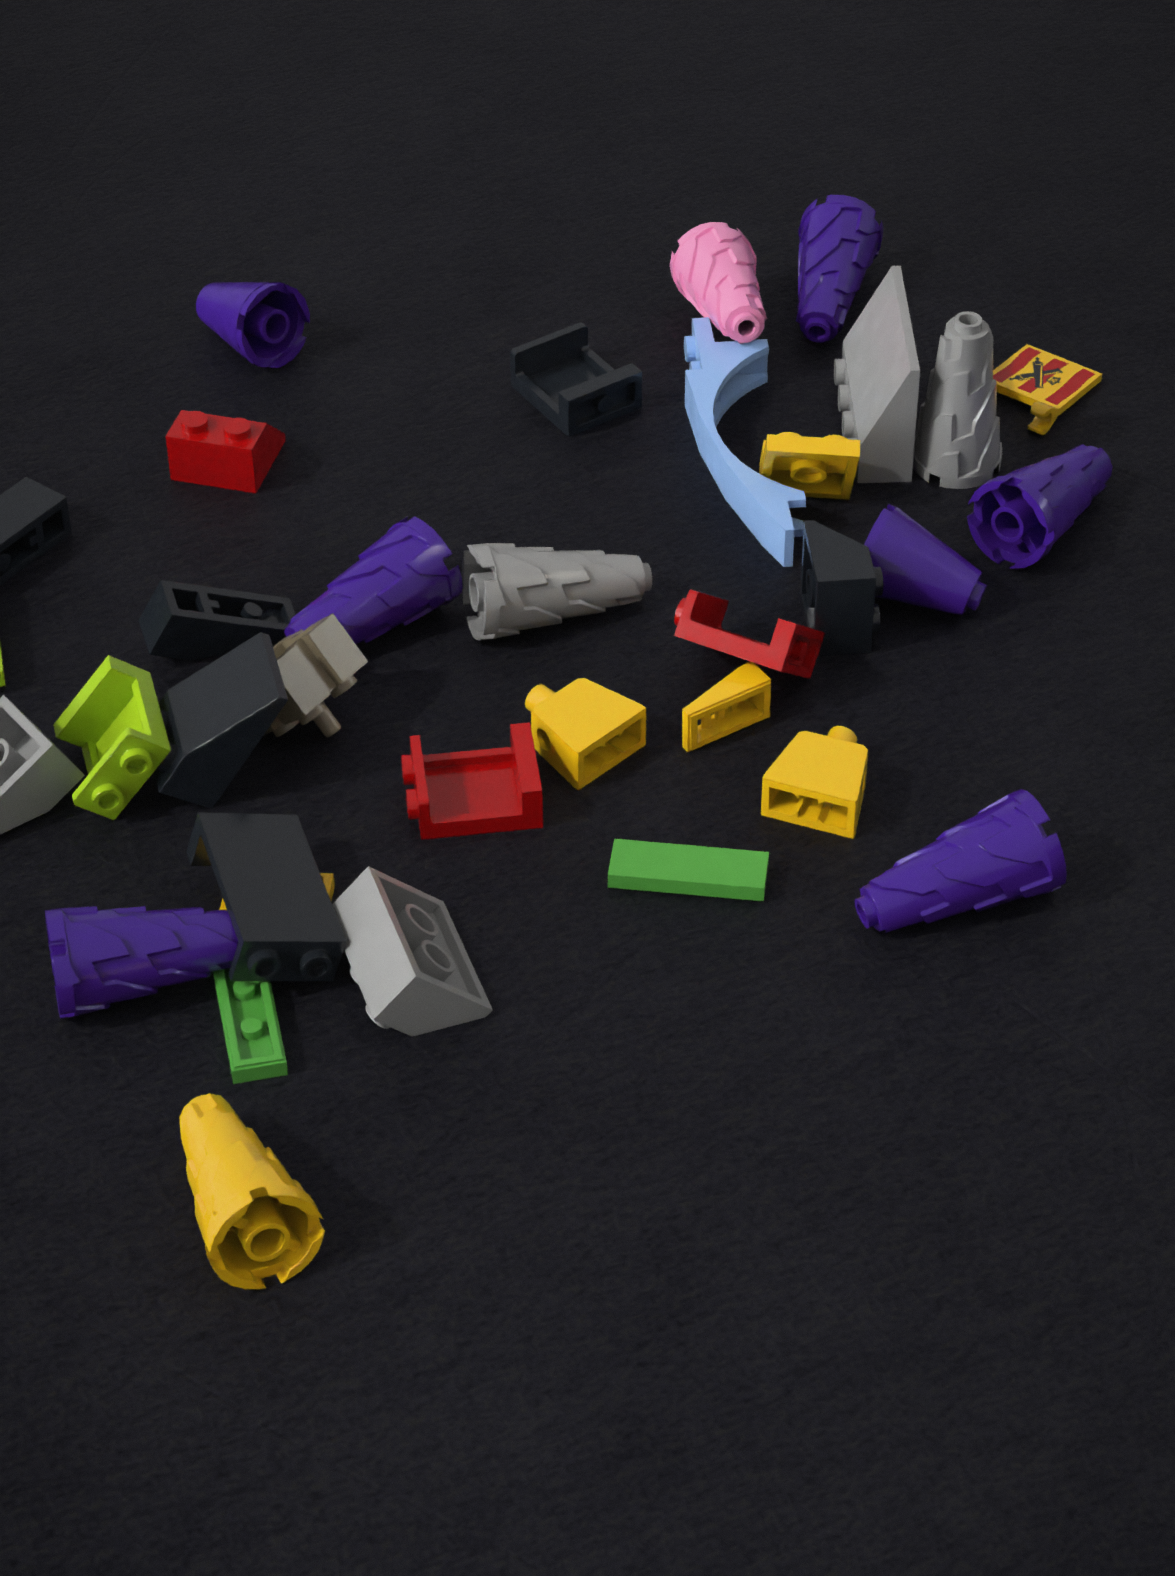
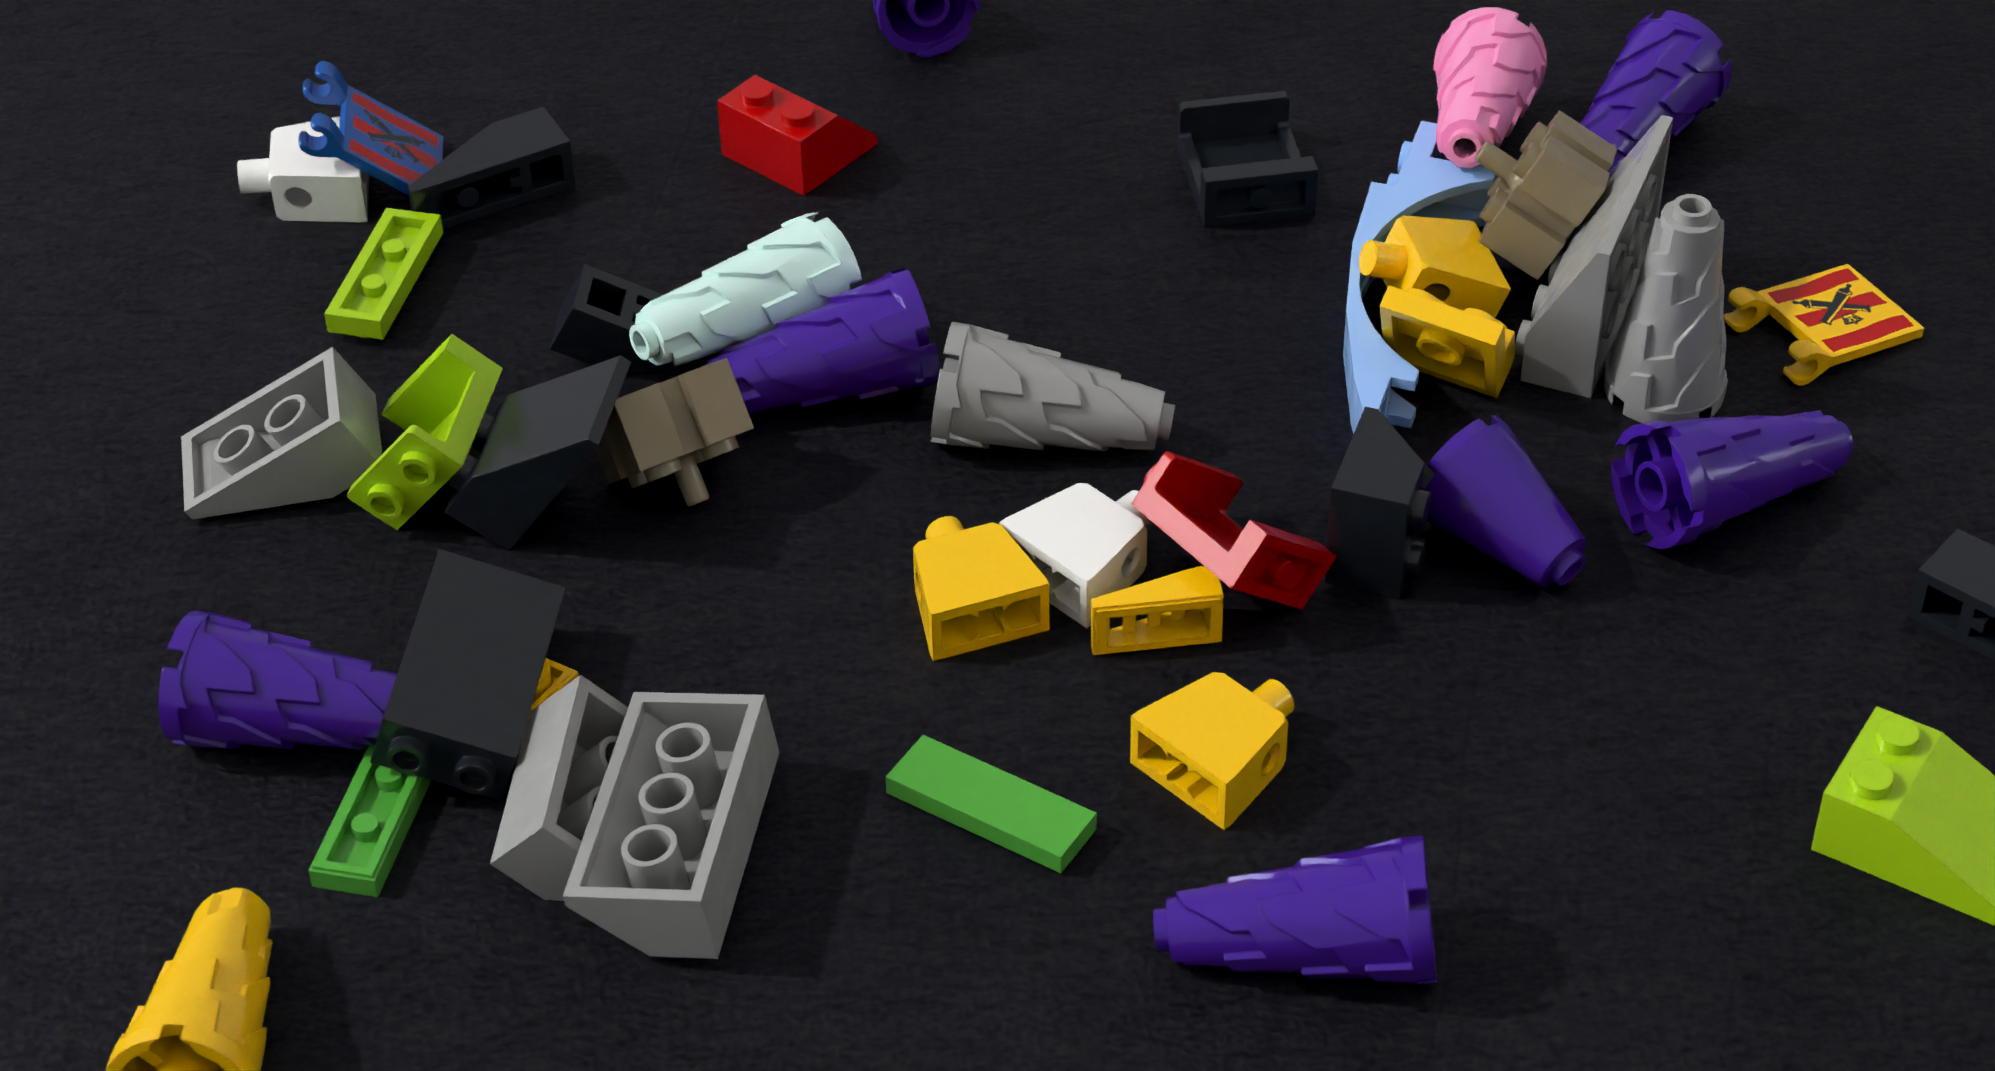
camera: 25 degrees right, 0 degrees up
(297, 566) = (748, 293): none -> light aqua cone
(475, 788) = (803, 619): red panel -> none
(491, 946) = (675, 821): none -> light grey slope
(646, 672) = (1082, 545): none -> white torso
(765, 409) = (1439, 259): none -> yellow torso
(817, 345) = (1543, 192): none -> dark tan brick

